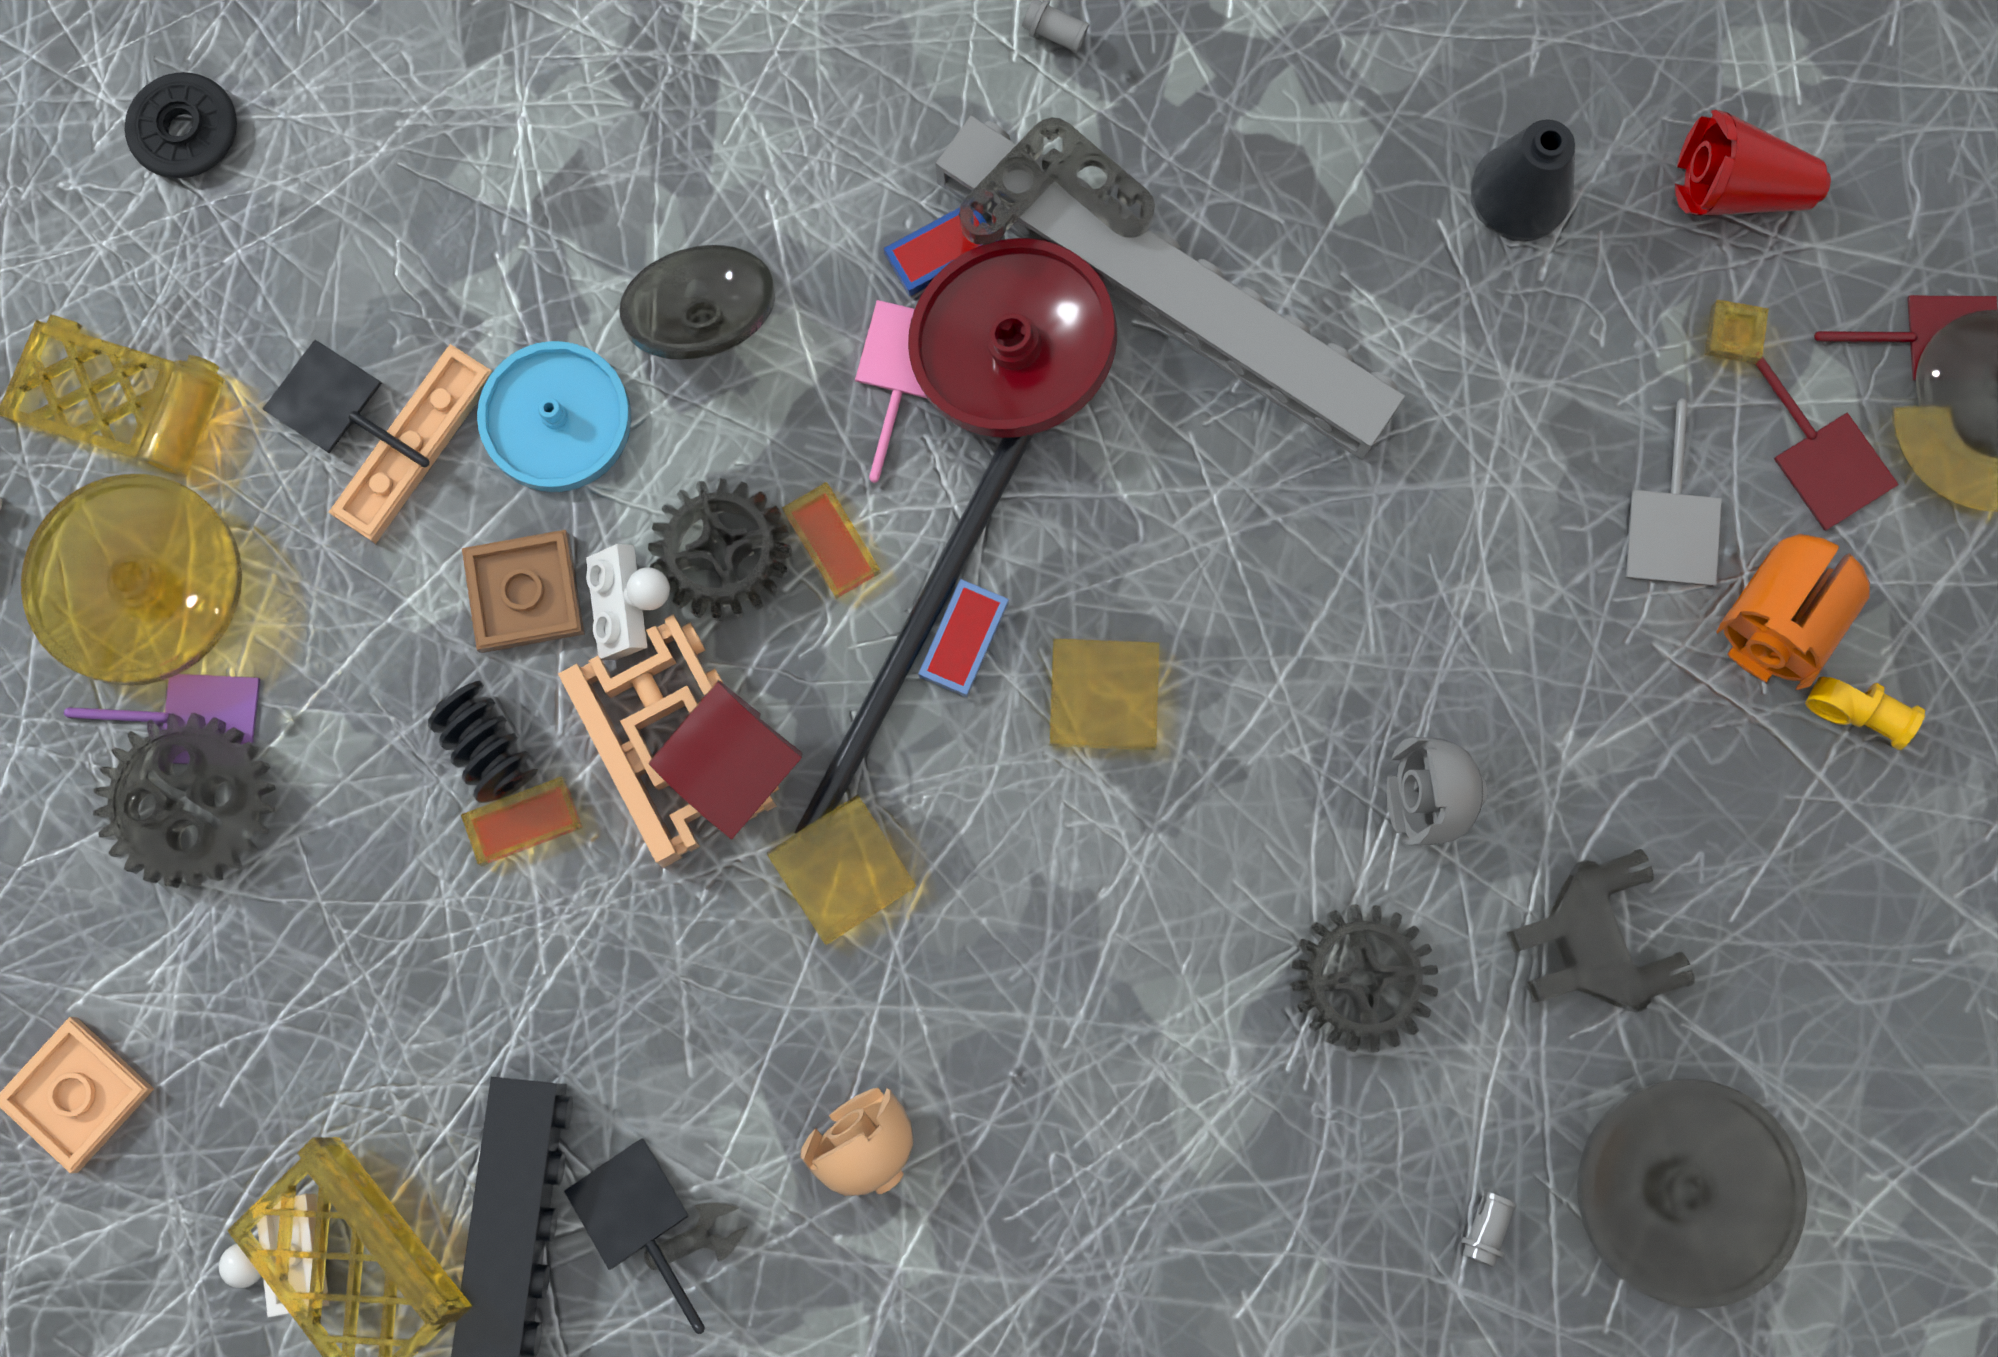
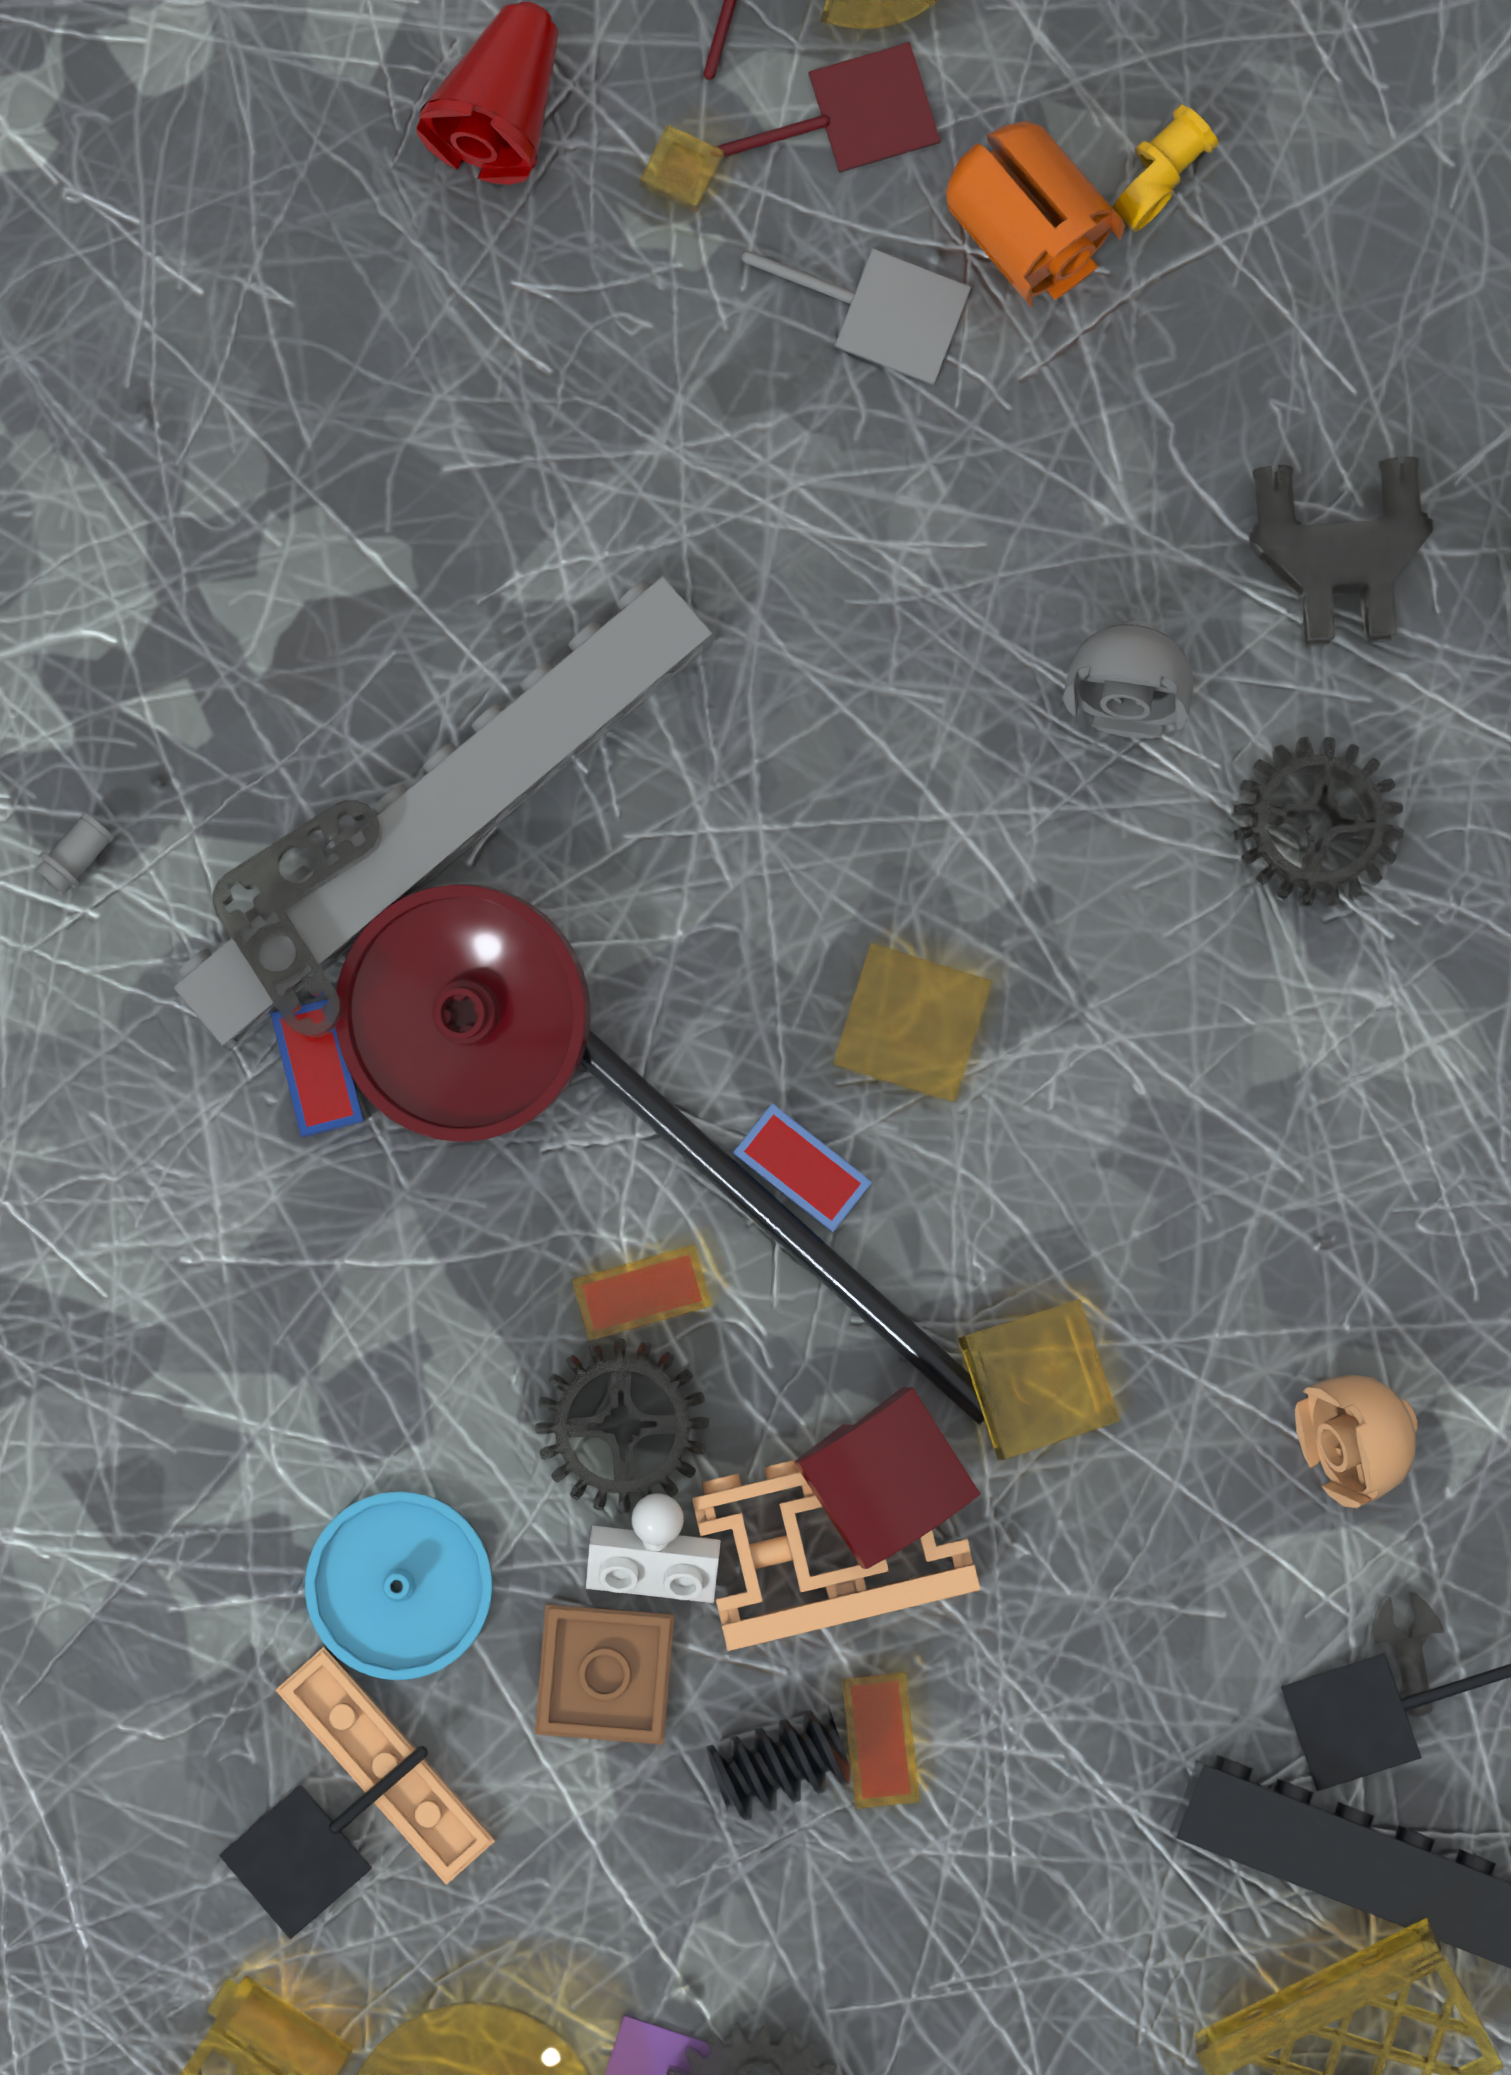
camera: 80 degrees left, 5 degrees up
(697, 302) = (290, 1370): clear smoke dish -> none
(888, 366) = (445, 1169): bright pink piece -> none
(1527, 182) = (436, 359): black cone -> none

